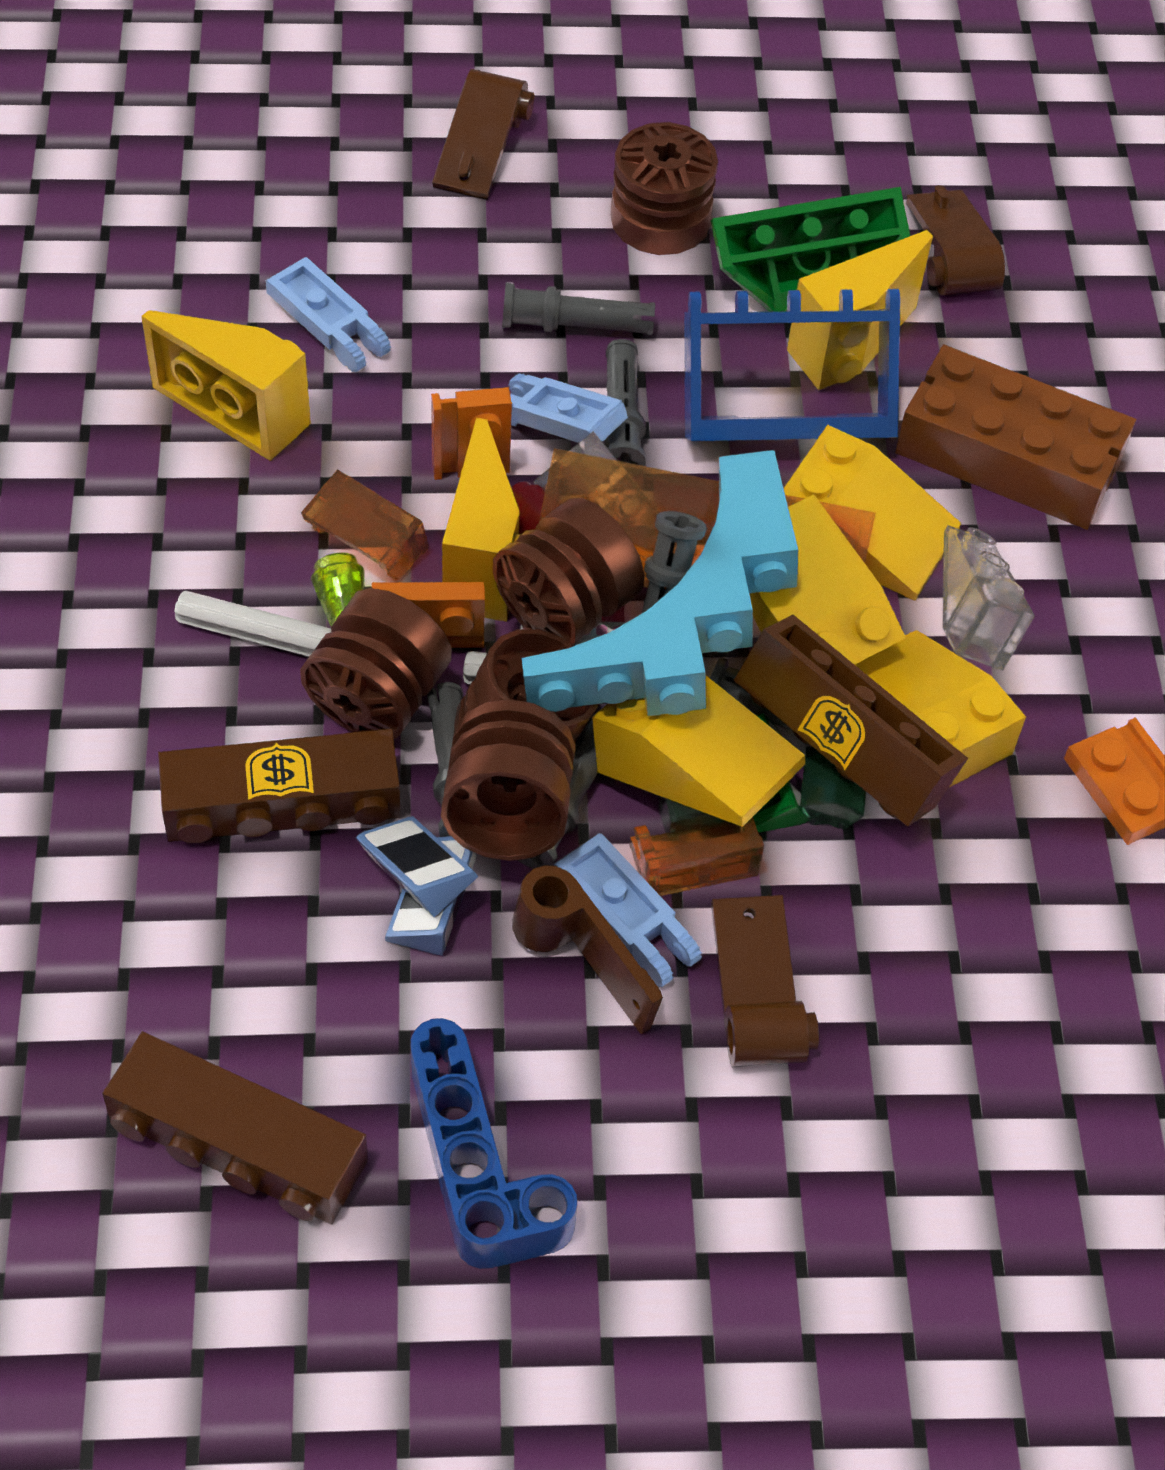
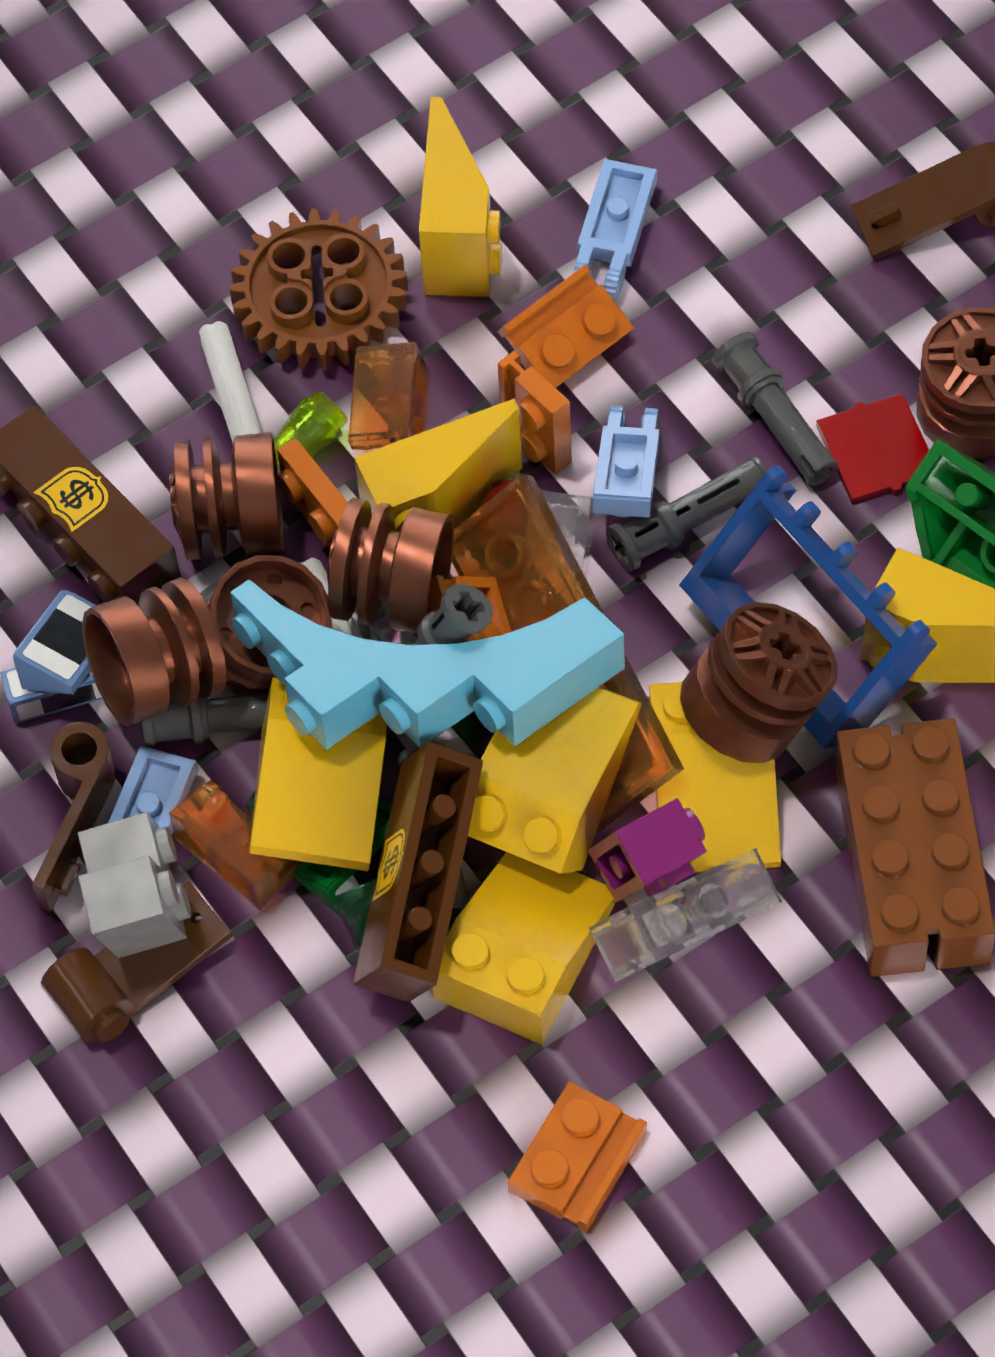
camera: 65 degrees right, 5 degrees up
(212, 513) = (267, 291): none -> dark orange gear
(395, 385) = (566, 327): none -> orange plate
(652, 277) = (874, 447): none -> red piece
(713, 930) = (131, 887): none -> light grey brick
(850, 418) = (758, 682): none -> copper wheel
(934, 568) = (650, 851): none -> magenta brick

